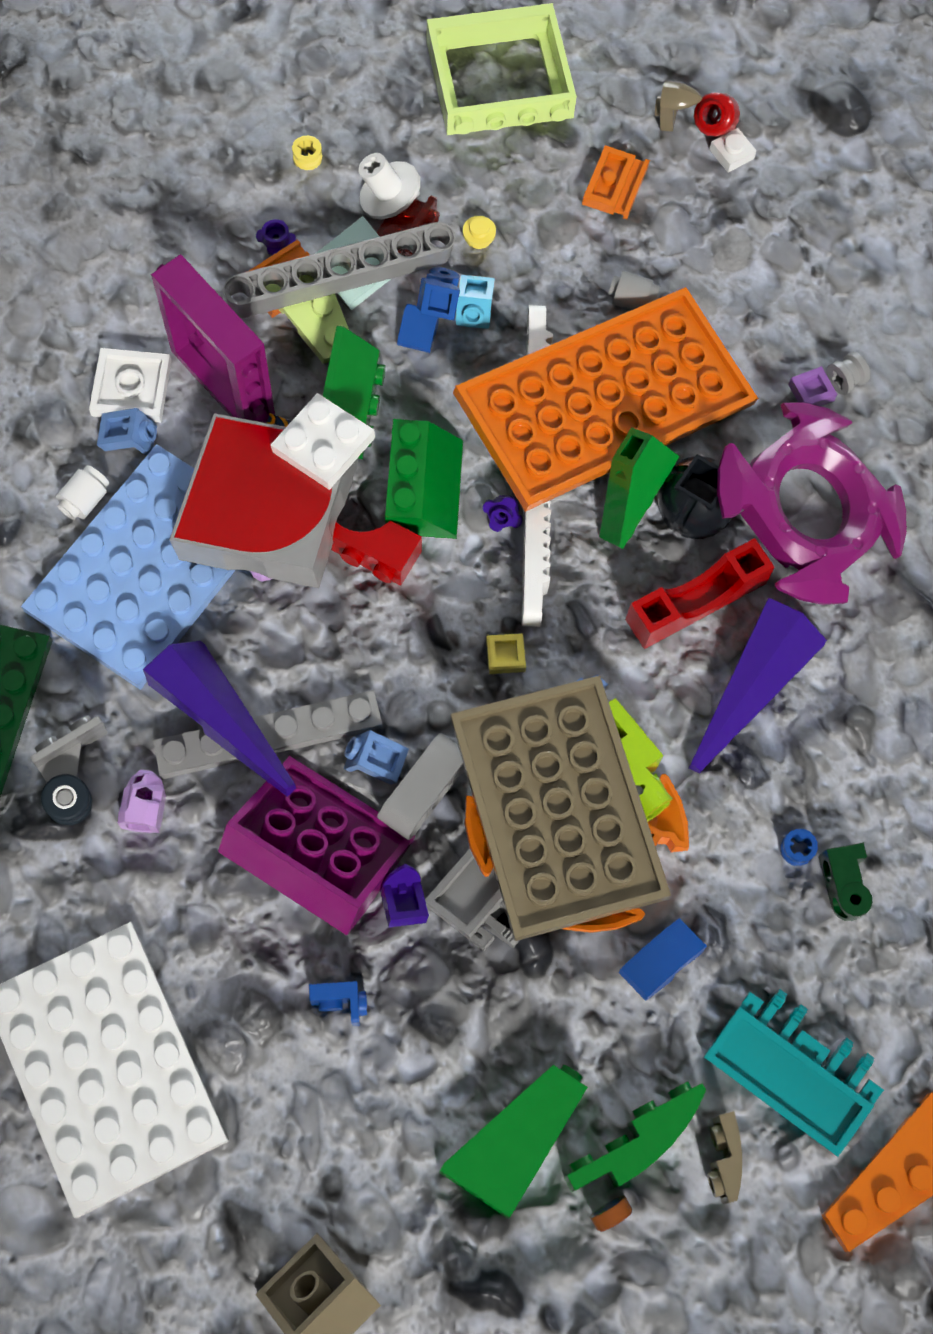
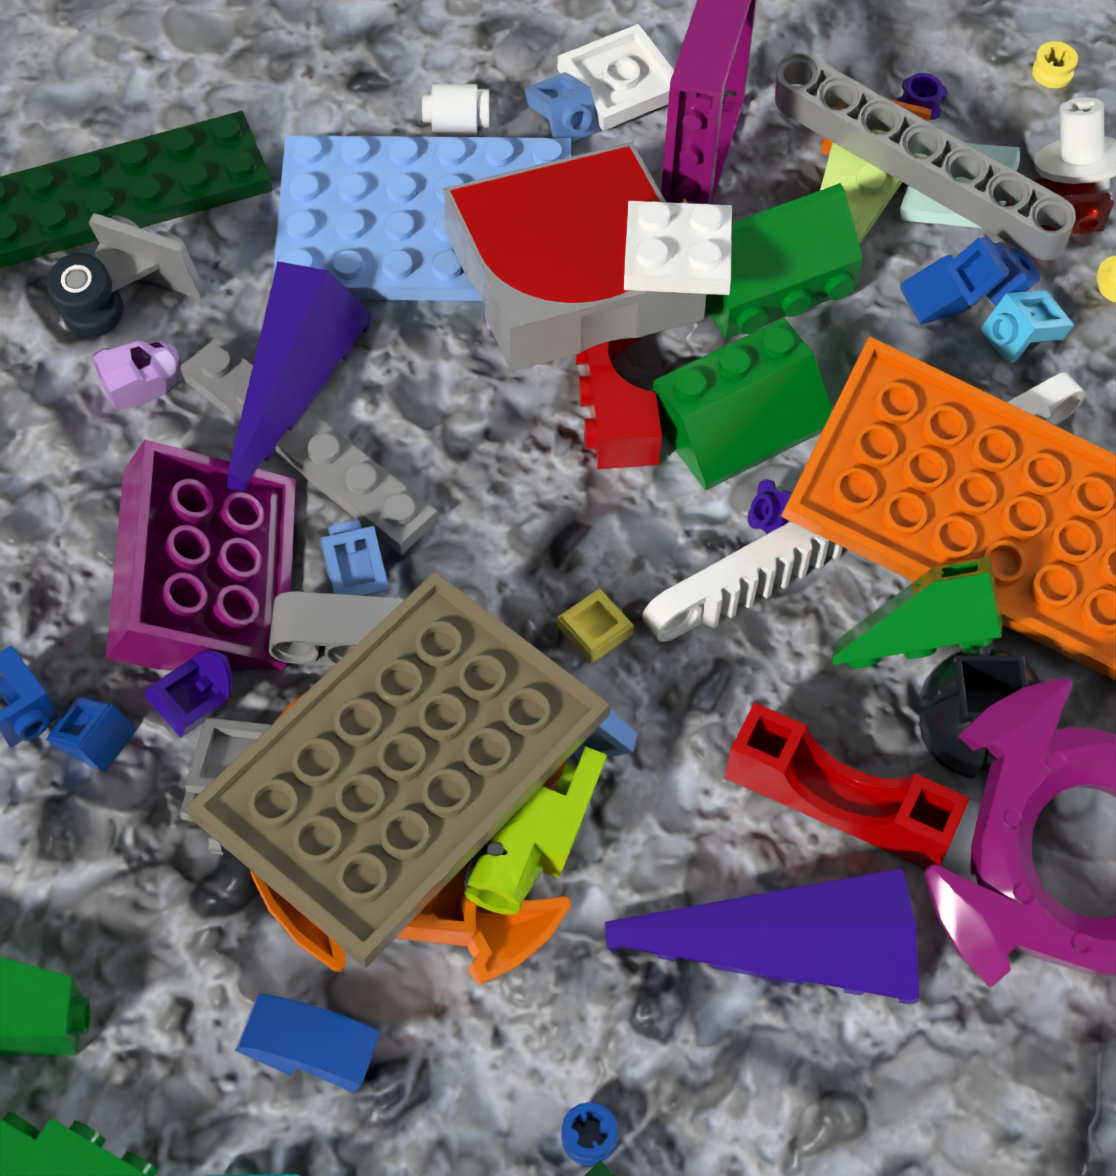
camera: 60 degrees right, 10 degrees down
(383, 972) = (92, 732): none -> blue slope

